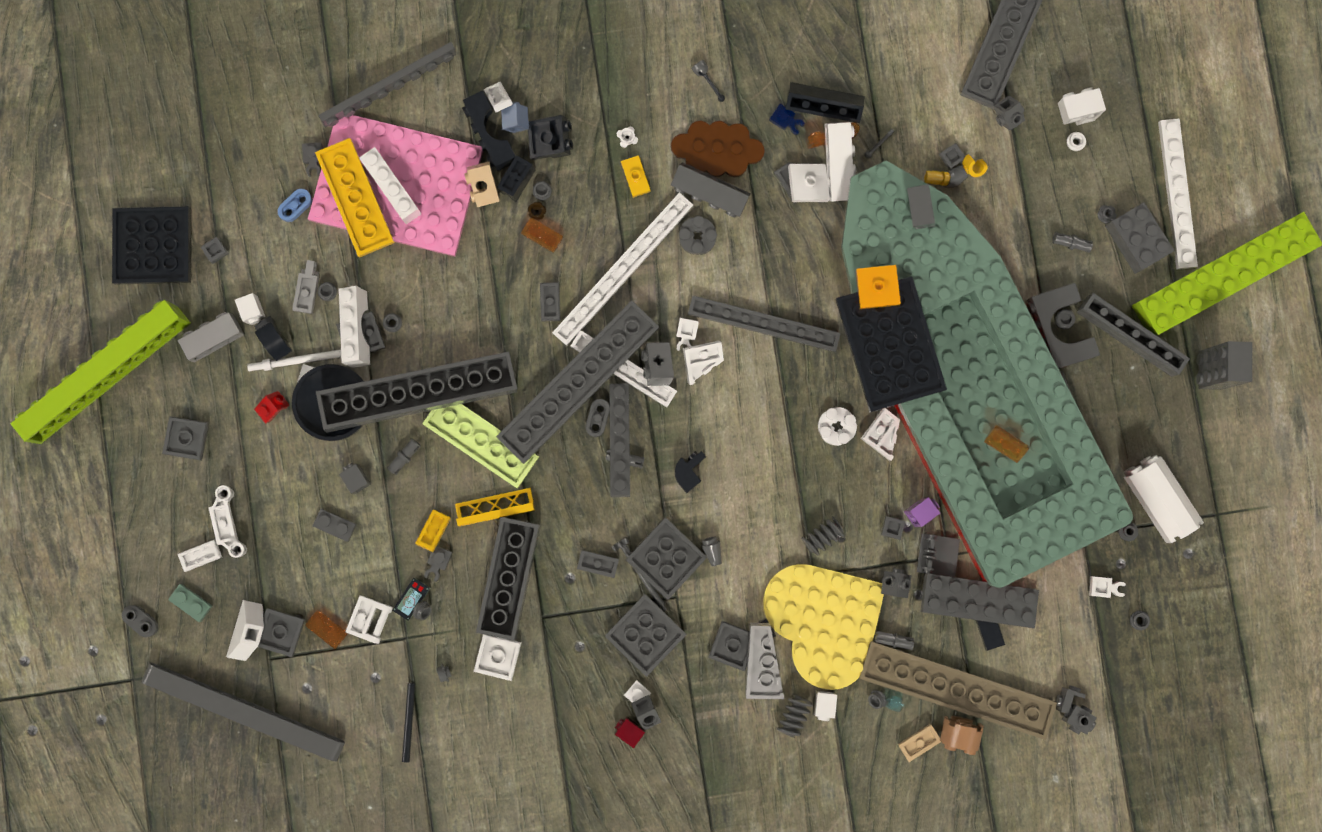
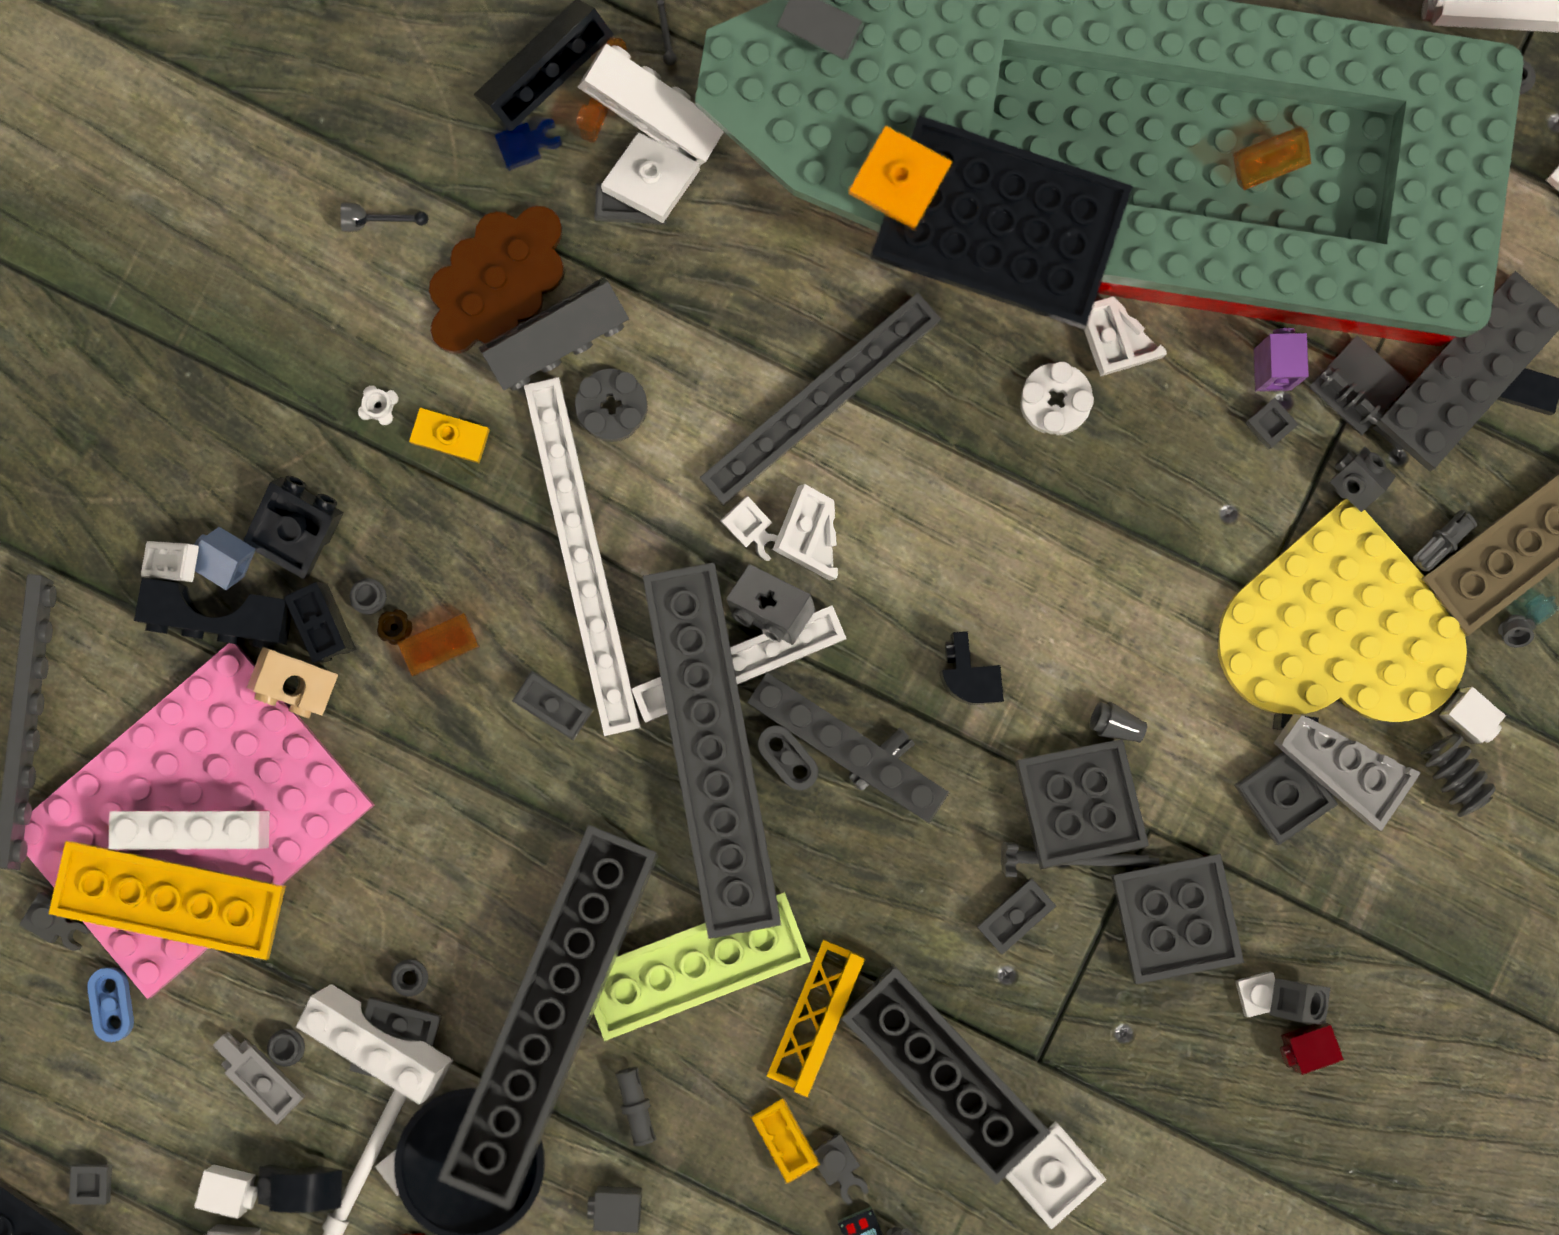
camera: 55 degrees left, 0 degrees up
(824, 536) = (1213, 537): dark grey piece -> none

